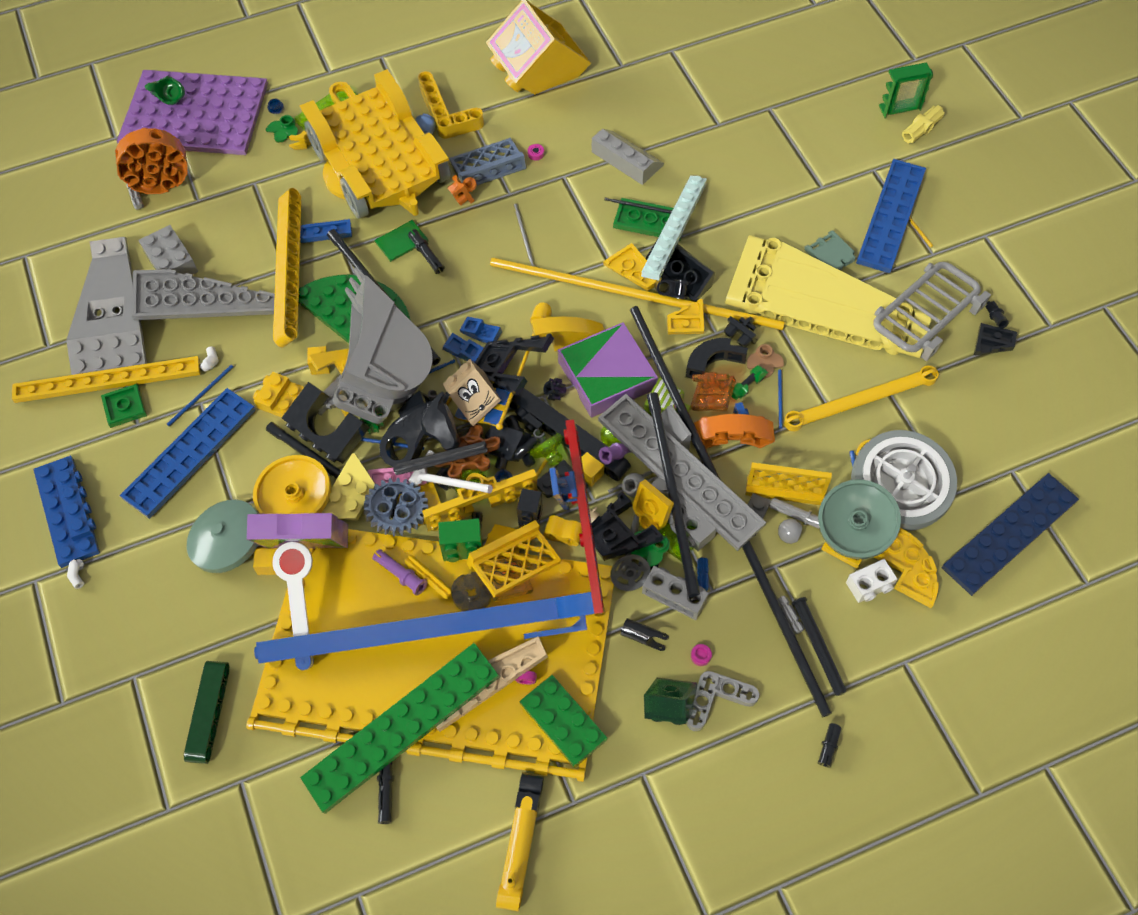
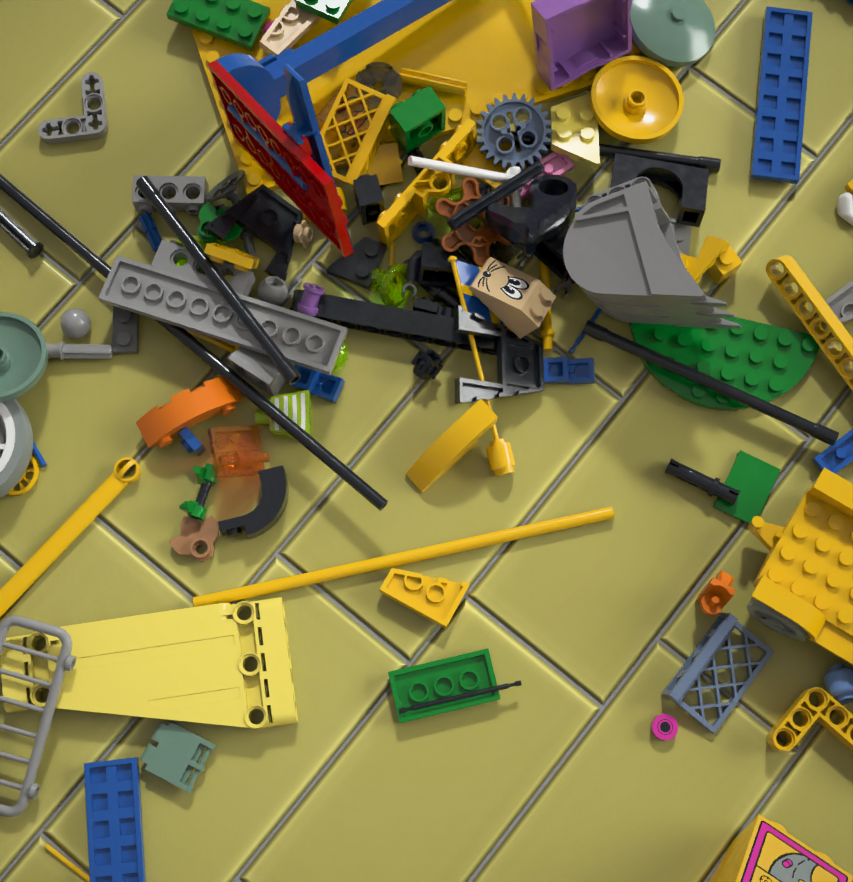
camera: 150 degrees right, 15 degrees up
(199, 395) = (825, 166): blue piece -> none
(276, 394) = (735, 205): yellow plate -> none
(406, 576) = (454, 68): medium lavender pin -> none
(479, 330) = (563, 406): blue slope -> none
(524, 235) = (596, 577): light grey piece -> none
(592, 469) = (336, 283): yellow brick -> none
(607, 368) = (379, 421): medium lavender tile -> none
(625, 155) = (535, 787): light grey slope -> none
(643, 634) = (184, 137): black piece -> none
(670, 701) = (123, 83): clear green slope -> none
(674, 228) = (396, 666): light aqua plate -> none
(676, 287) = (359, 578): black piece -> none
(687, 267) = (366, 618): black slope -> none
(687, 320) = (318, 545): yellow wing -> none
(701, 655) = (116, 150): dark pink tile -> none
(746, 335) = (240, 566): black hips -> none
(780, 398) = (157, 497): blue axle -> none
(789, 490) = (98, 372): yellow fence -> none
(791, 615) = (40, 233): light grey axle -> none

